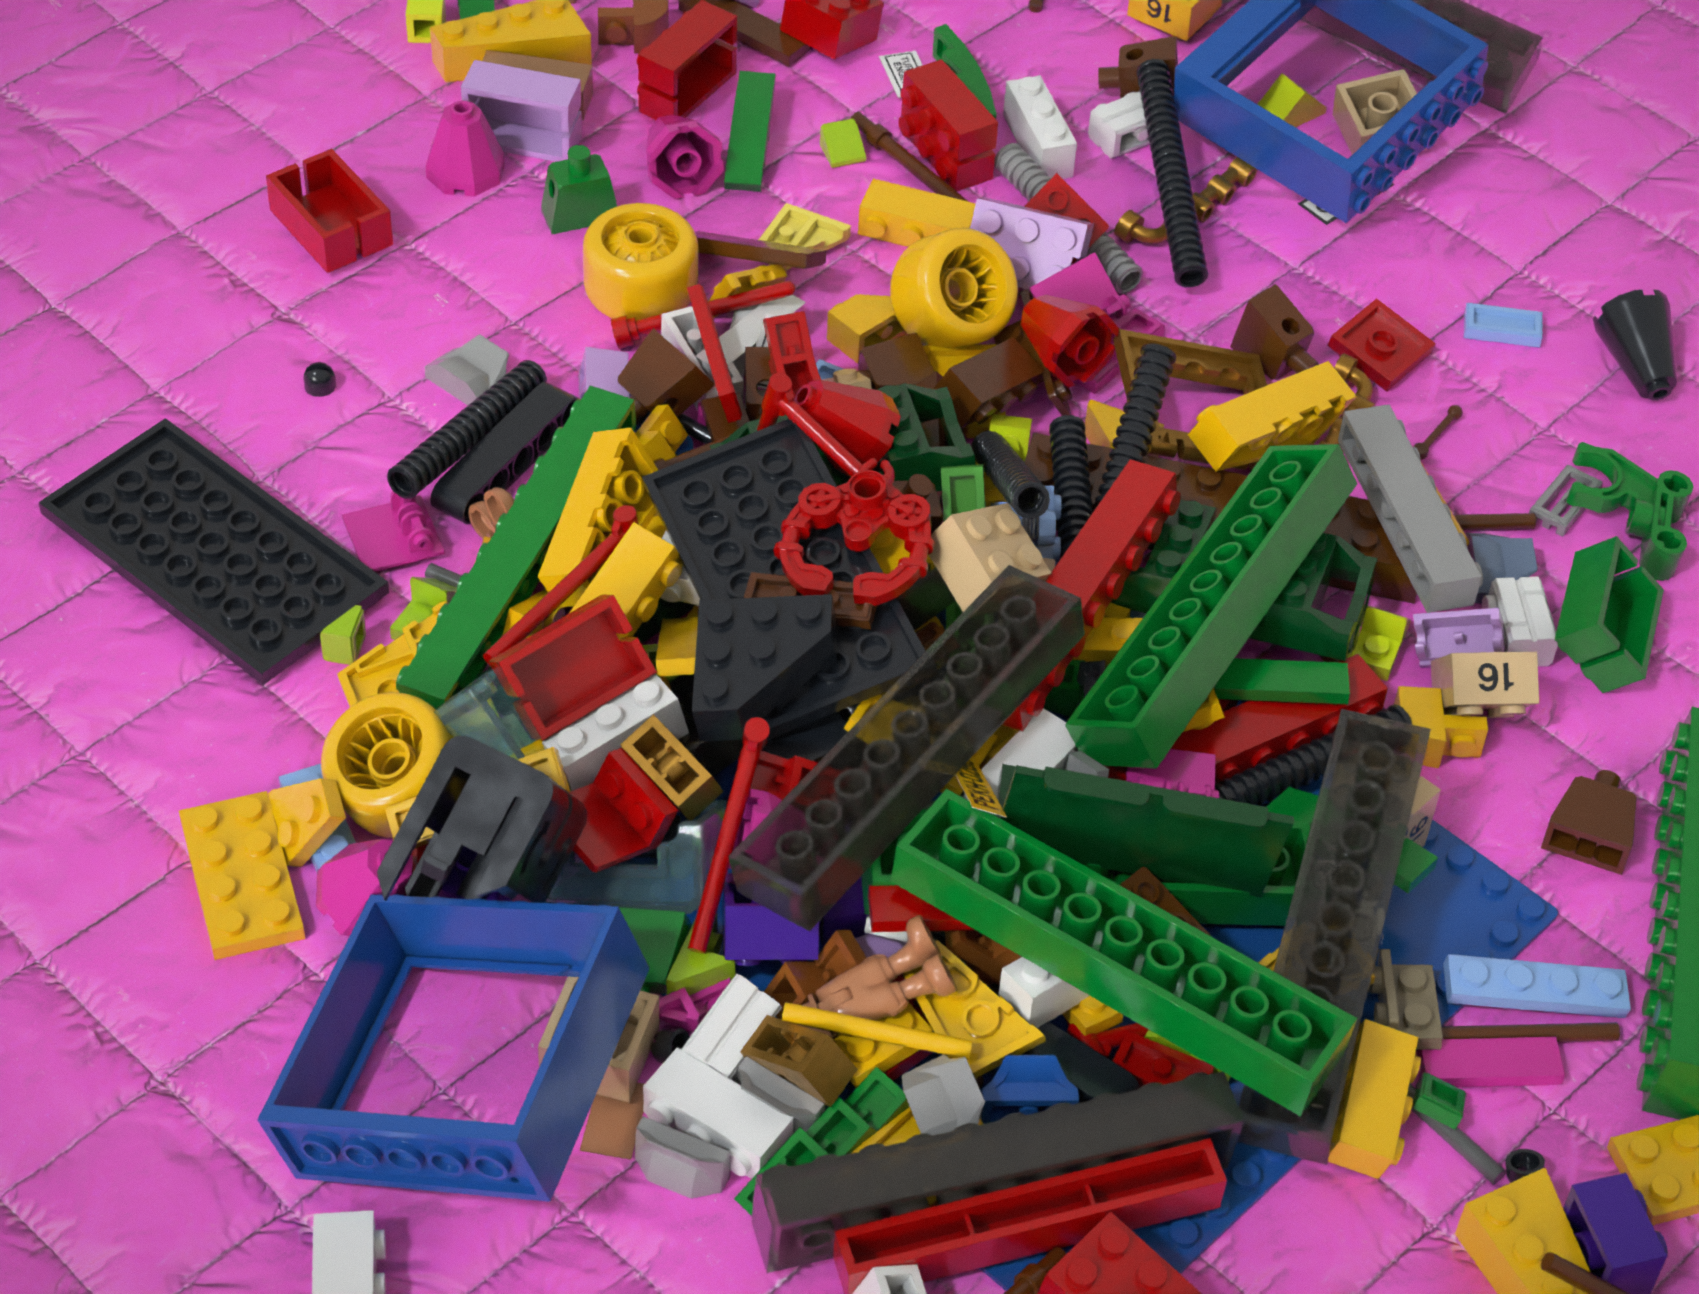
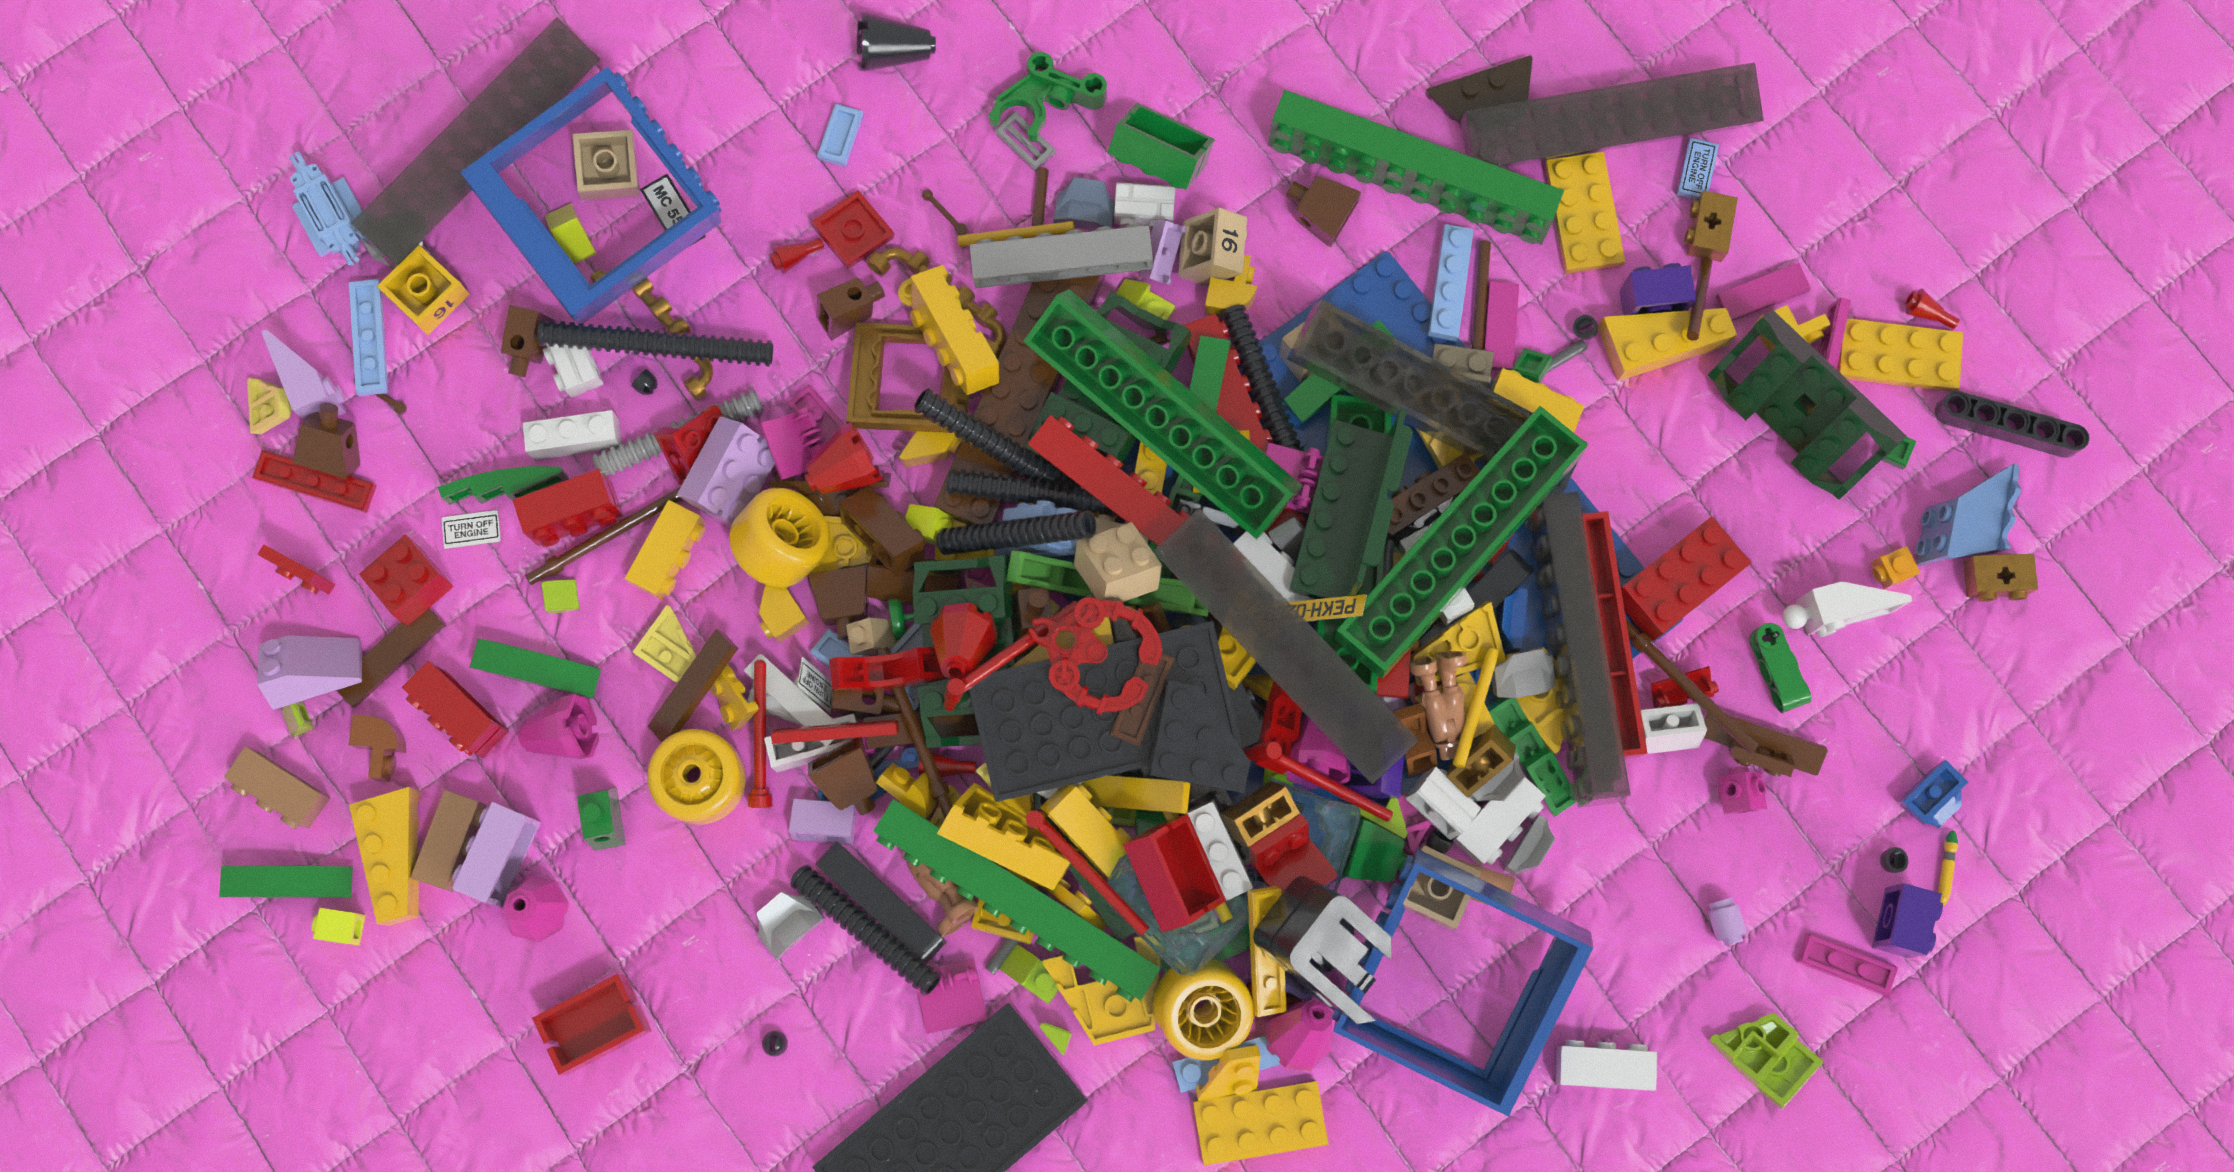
camera: 75 degrees left, 30 degrees up
(1123, 184) = (645, 383): none -> black hinge
(1324, 288) = (787, 256): none -> red cone

